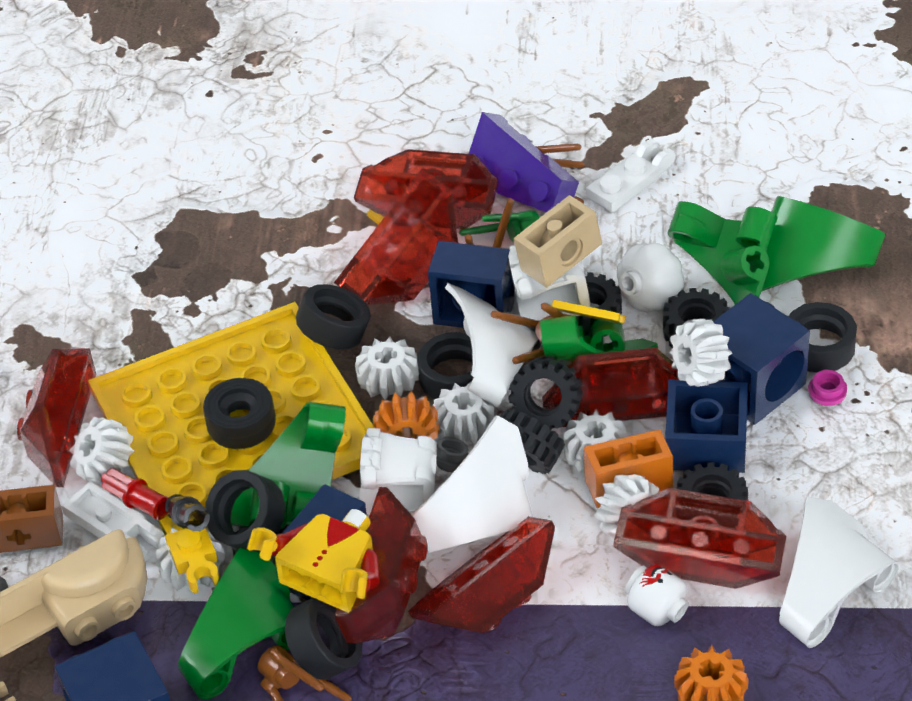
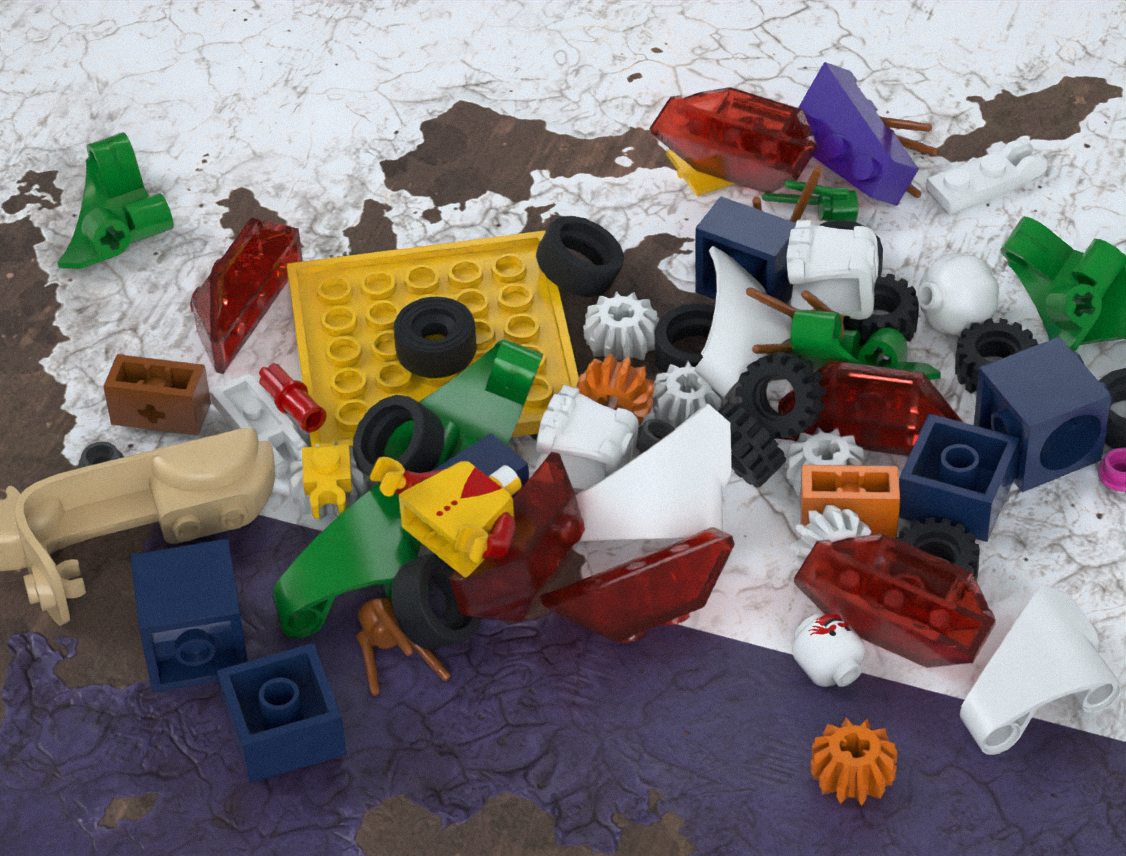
camera: 15 degrees right, 0 degrees up
(100, 447) = (272, 337): white gear -> none
(187, 512) = (340, 438): black pin -> none
(399, 251) = (666, 205): clear red wedge -> none
(558, 241) = (846, 224): tan brick -> none
(589, 312) = (863, 315): yellow piece -> none
(700, 352) = (971, 389): white gear -> none

